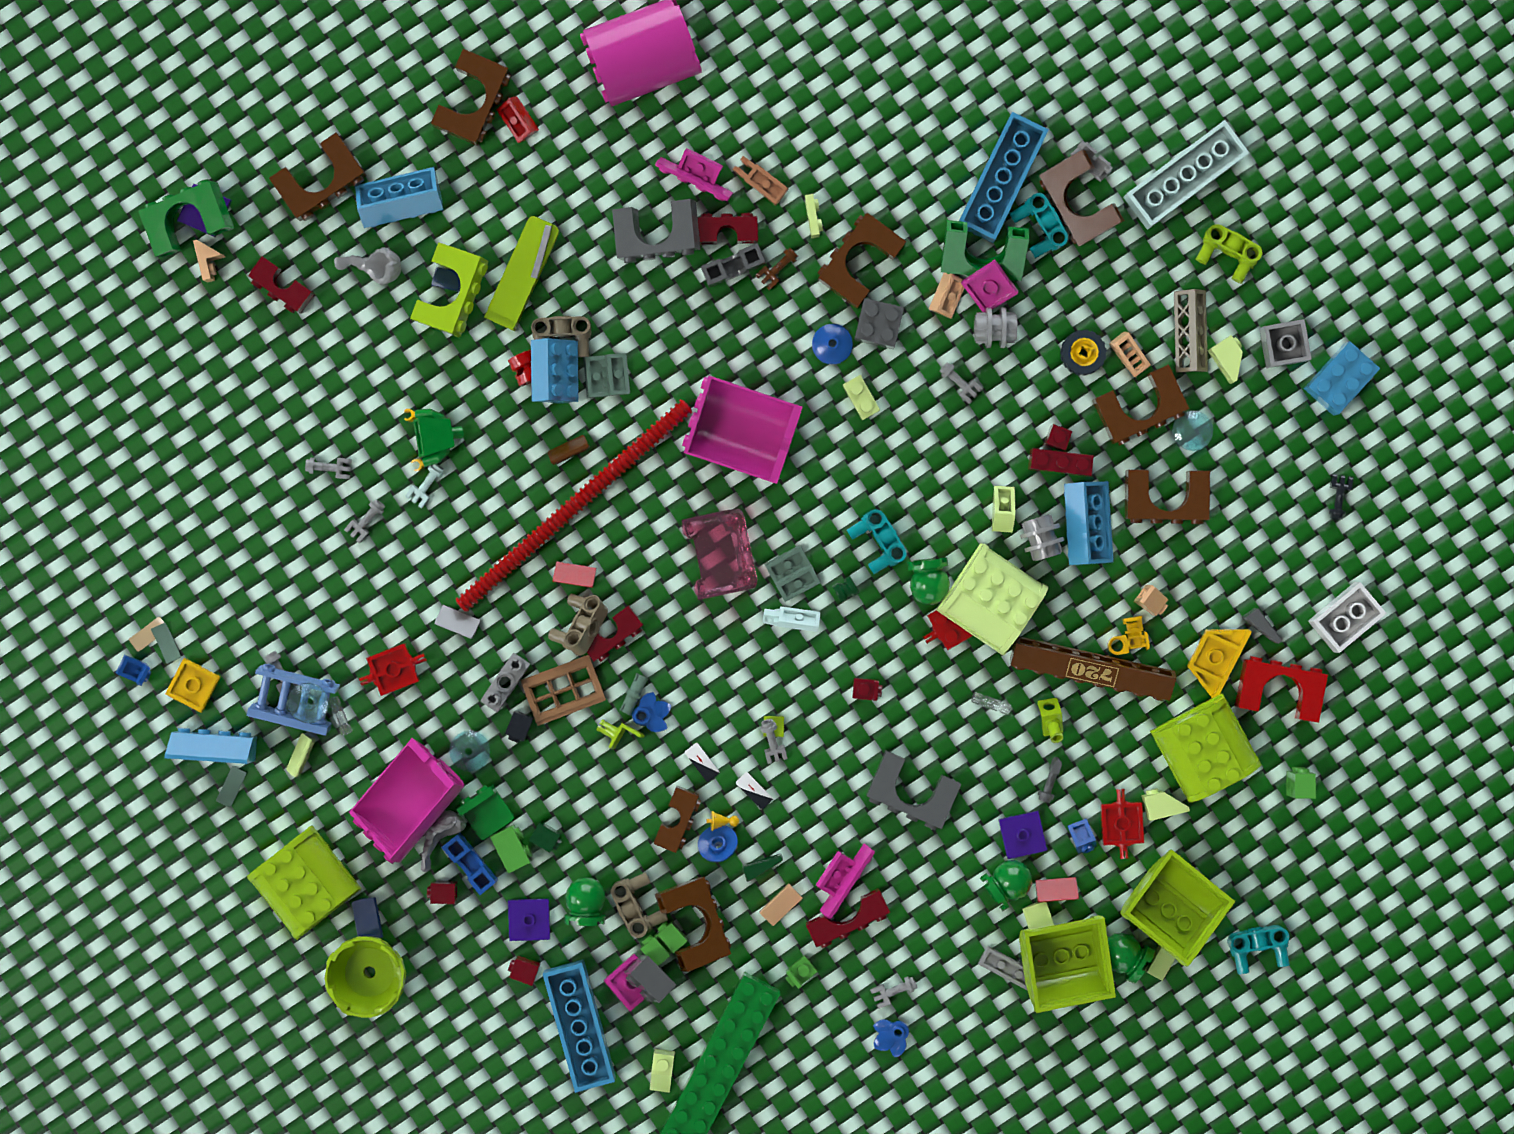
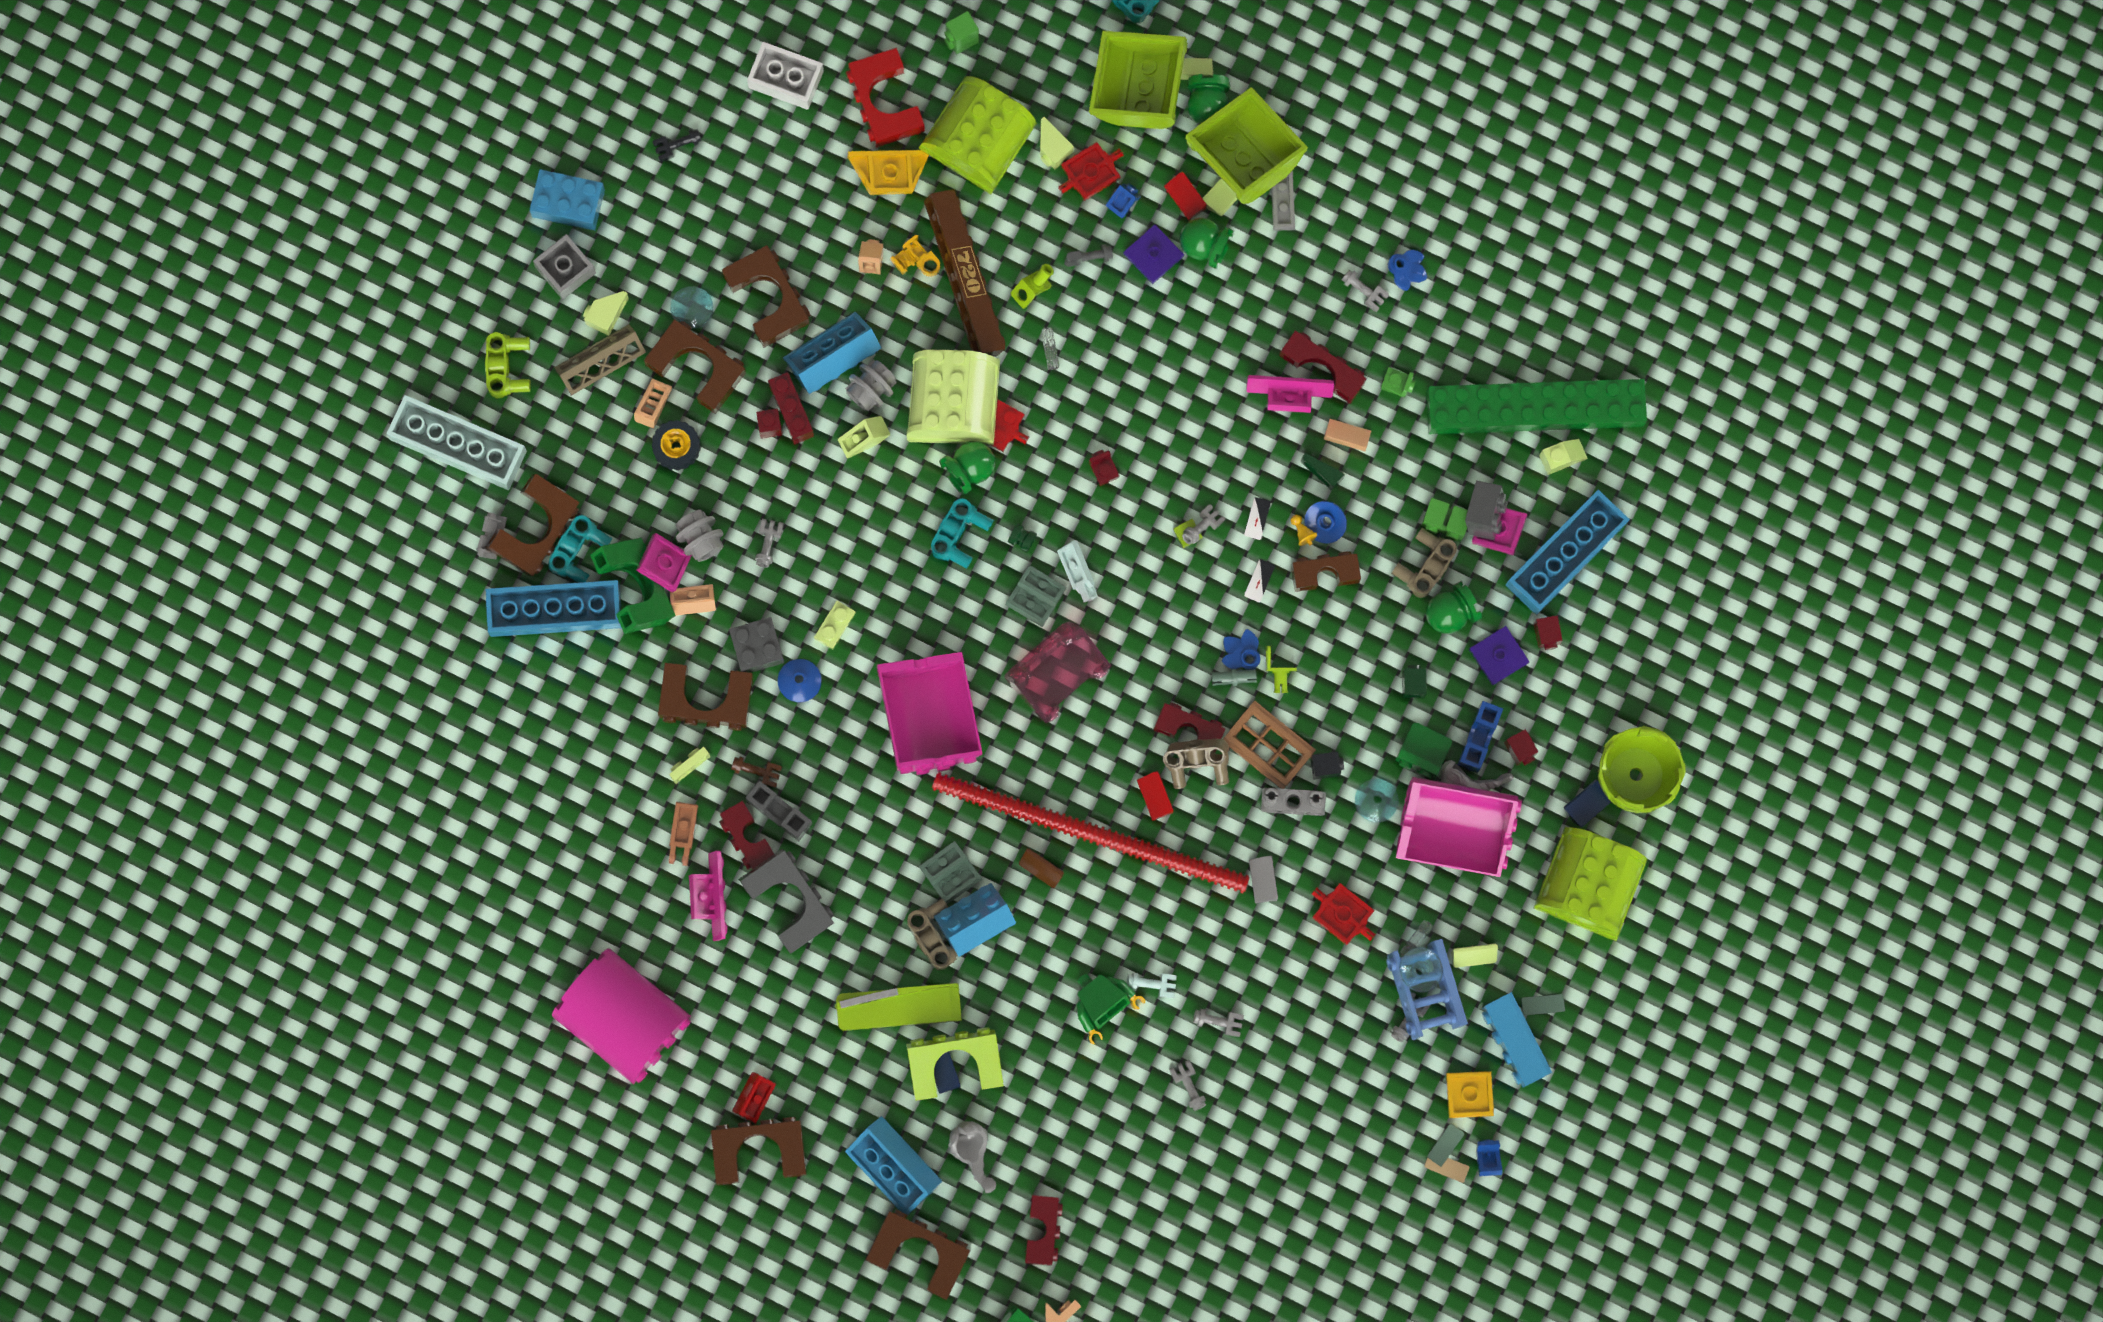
camera: 125 degrees left, 10 degrees down
(511, 848) = (1443, 708): bright green piece -> none
(522, 366) = (987, 952): red wheel -> none
(713, 942) = (1418, 474): reddish brown arch -> none
(932, 811) = (1180, 345): dark grey arch -> none
(1260, 623) = (835, 149): dark grey slope -> none

